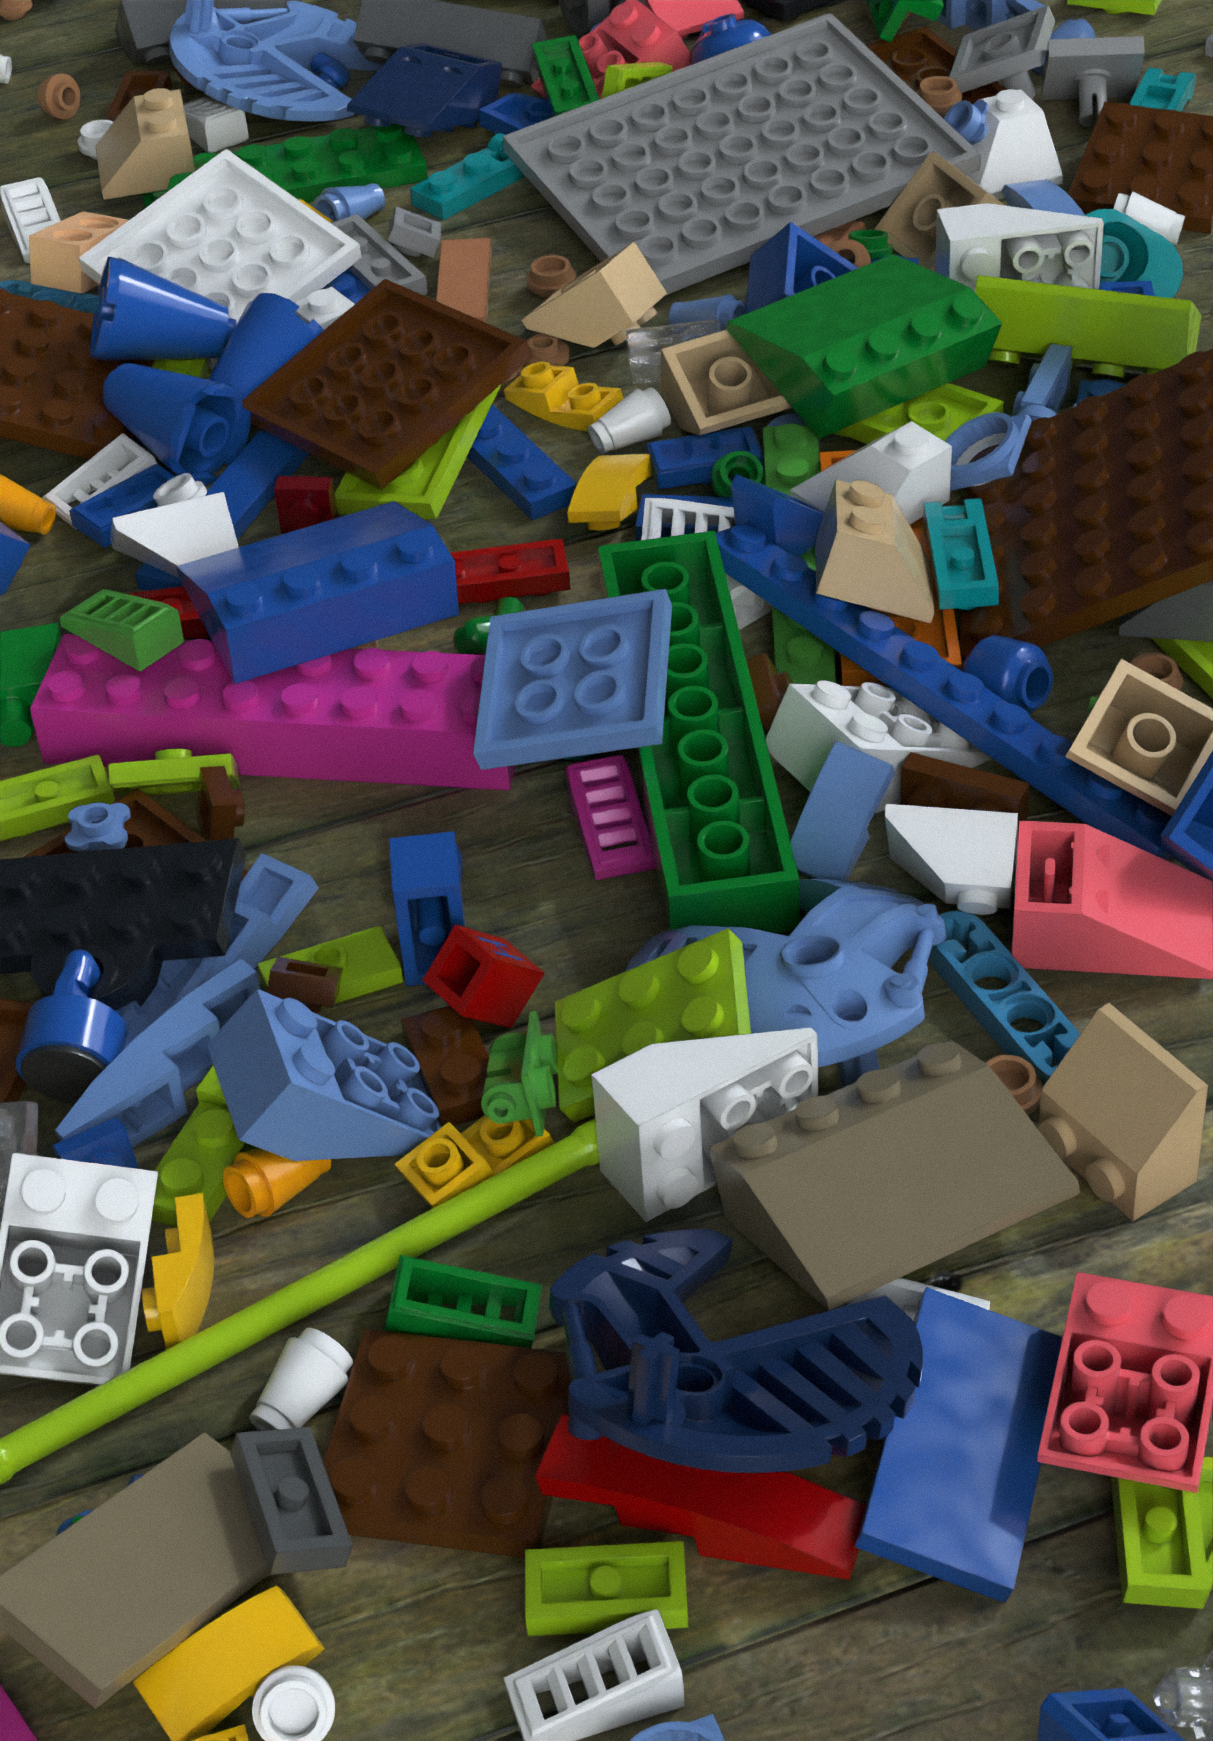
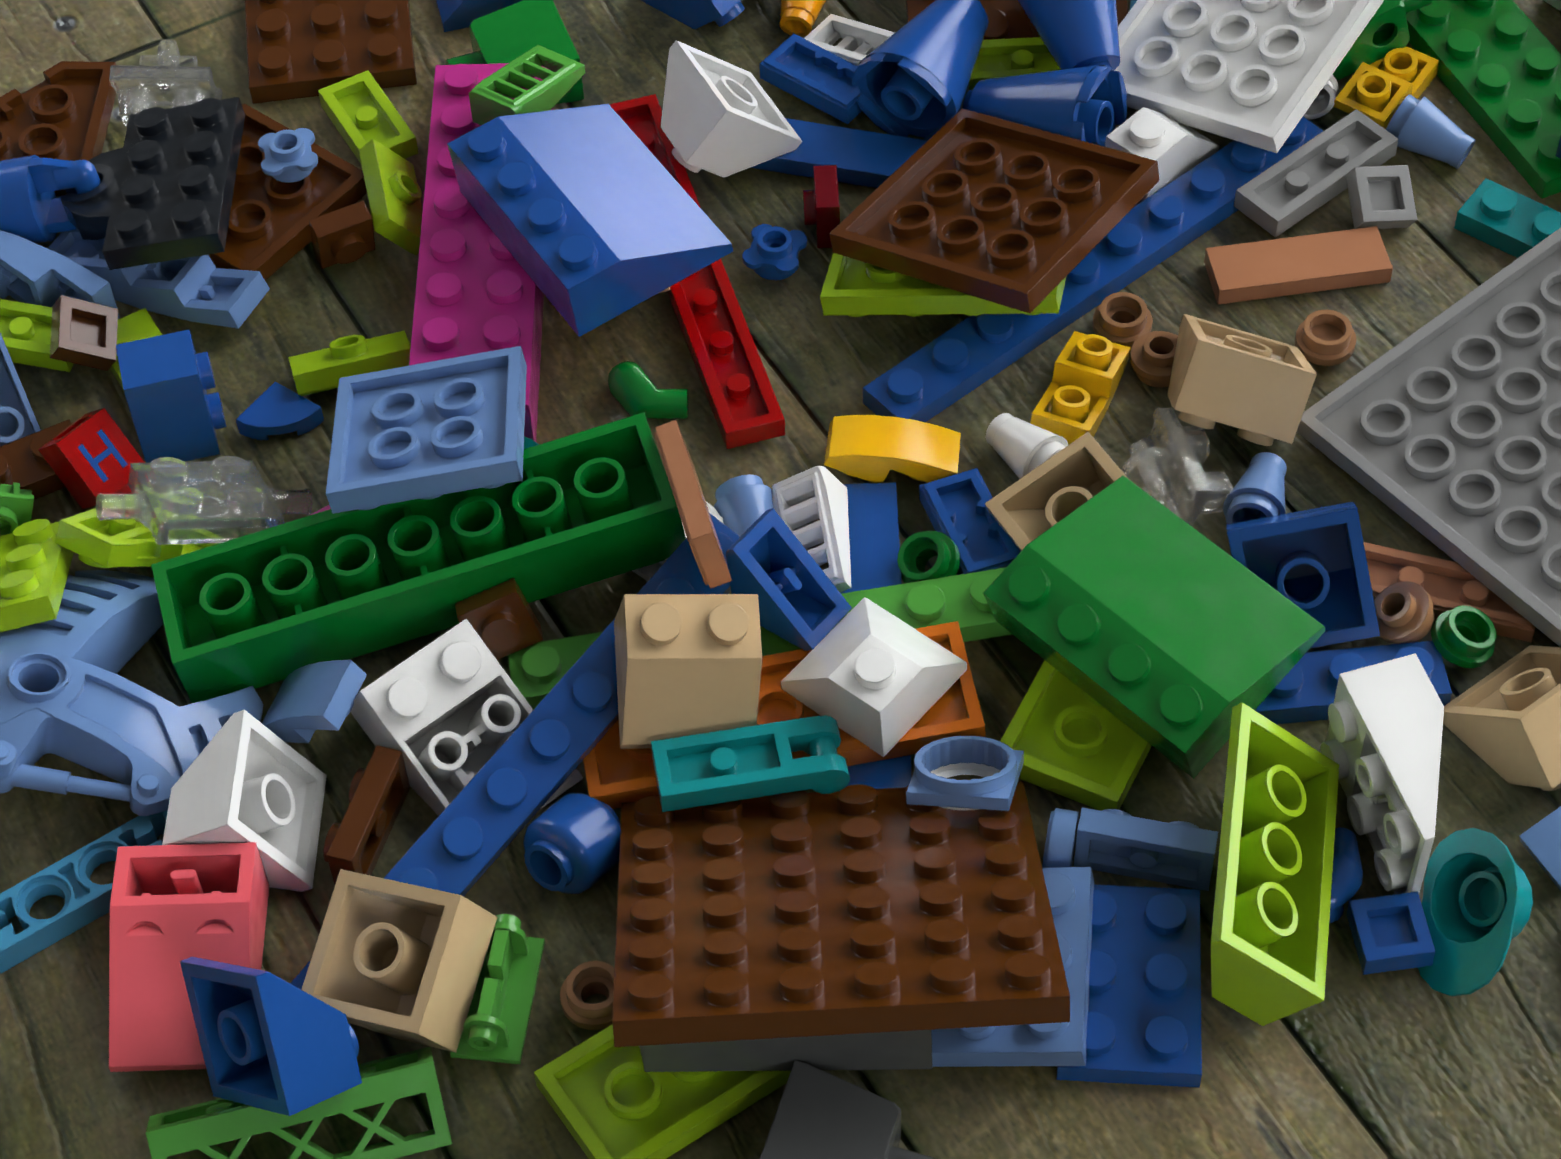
camera: 80 degrees right, 10 degrees up
(179, 489) = (810, 105): white plate -> none
(390, 807) = (348, 357): none -> lime plate
(568, 890) = (201, 500): none -> clear plate
(595, 946) = (116, 542): none -> lime wing
(731, 511) = (691, 505): none -> nougat tile

